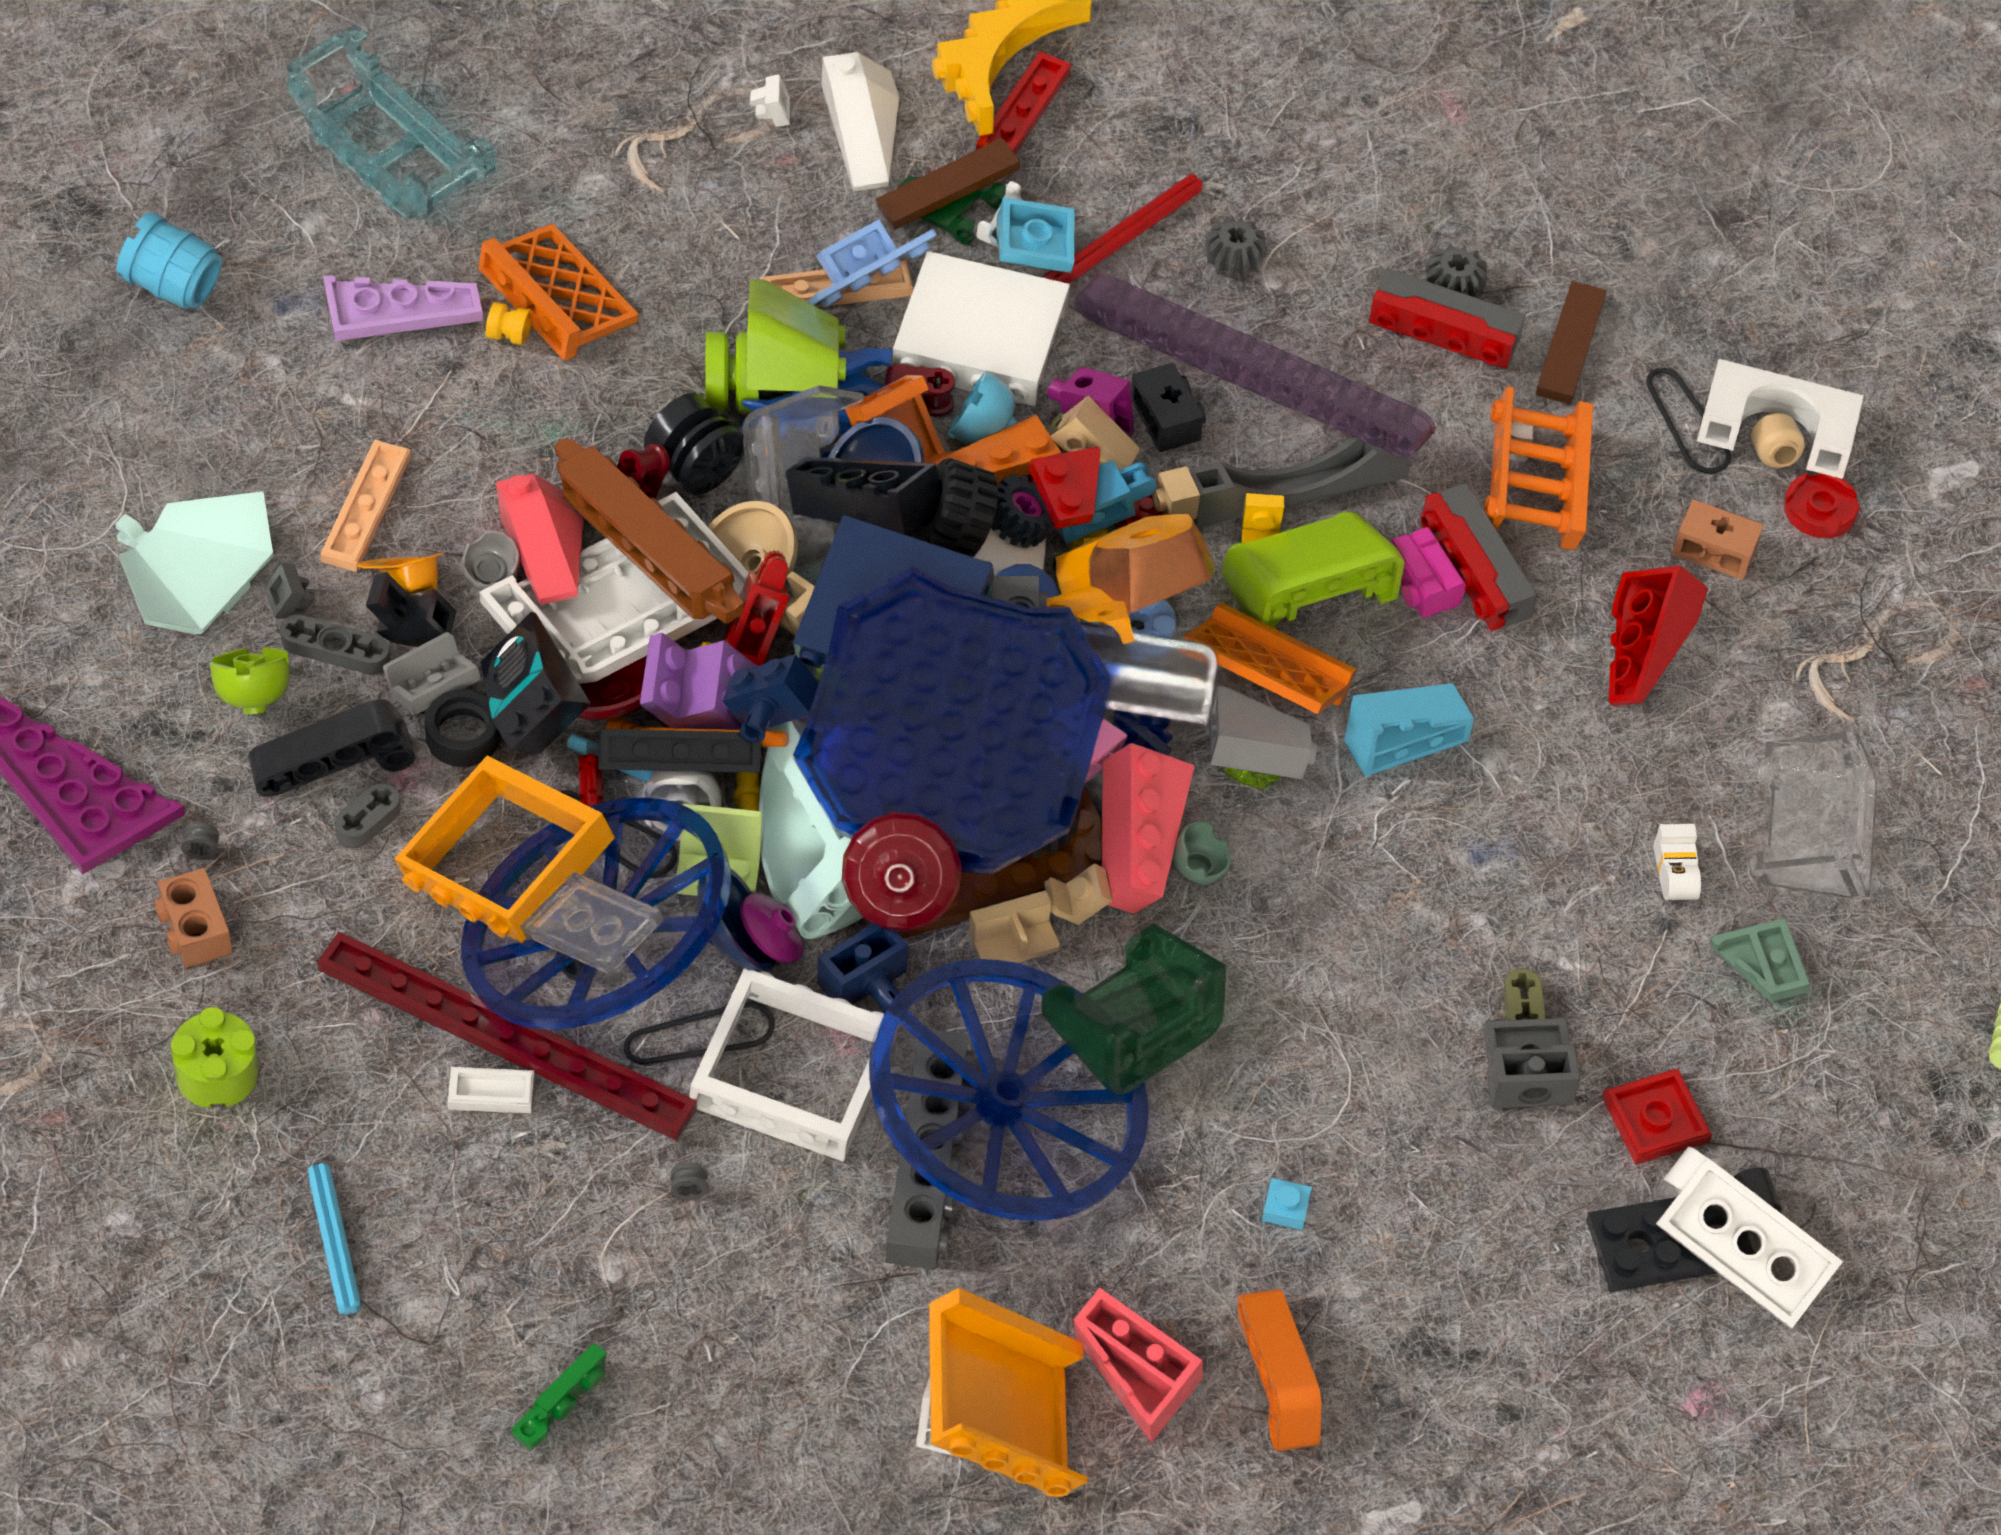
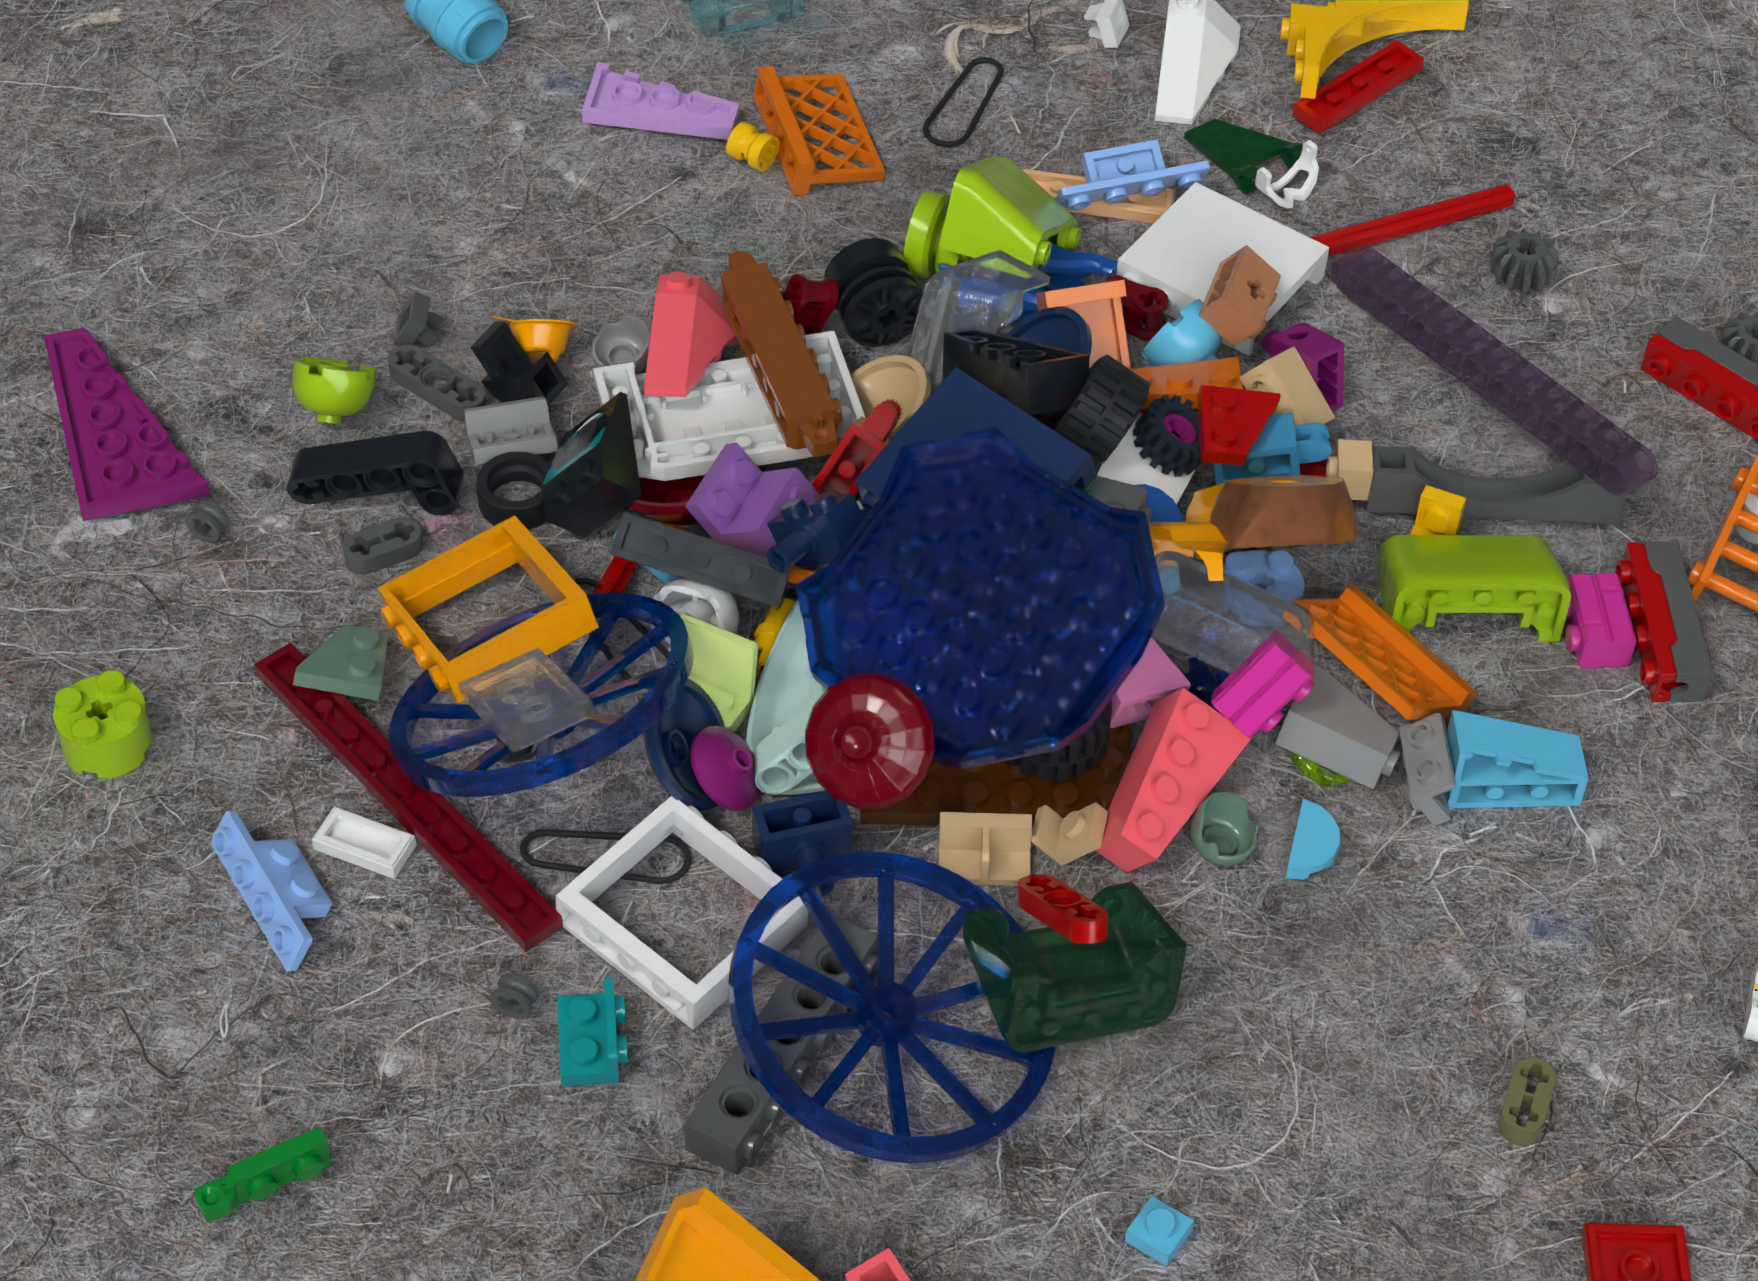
camera: 25 degrees right, 5 degrees down
(195, 559) = (344, 272): light aqua panel -> none
(197, 917) = (159, 589): nougat brick -> none
(334, 1239) = (126, 939): medium azure axle -> none
(365, 505) = (534, 269): light nougat tile -> none
(401, 935) = (347, 663): none -> sand green wing
(436, 1153) = (274, 885): none -> light blue bracket
(657, 218) = (979, 112): none -> black piece
(768, 1194) = (589, 1037): none -> teal bracket
(948, 183) = (1248, 131): reddish brown tile -> none
(1021, 359) = (1240, 296): none -> nougat brick
(1035, 234) = (1315, 194): medium azure plate -> none
(1105, 963) = (1063, 909): none -> red beam
(1167, 407) = (1385, 389): black brick -> none
(1194, 720) = (1264, 685): none -> dark pink brick
(1273, 839) = (1314, 842): none -> medium azure tile
(1344, 745) = (1428, 766): none -> light grey bracket
(1530, 1063) = (1505, 1164): dark grey brick -> none

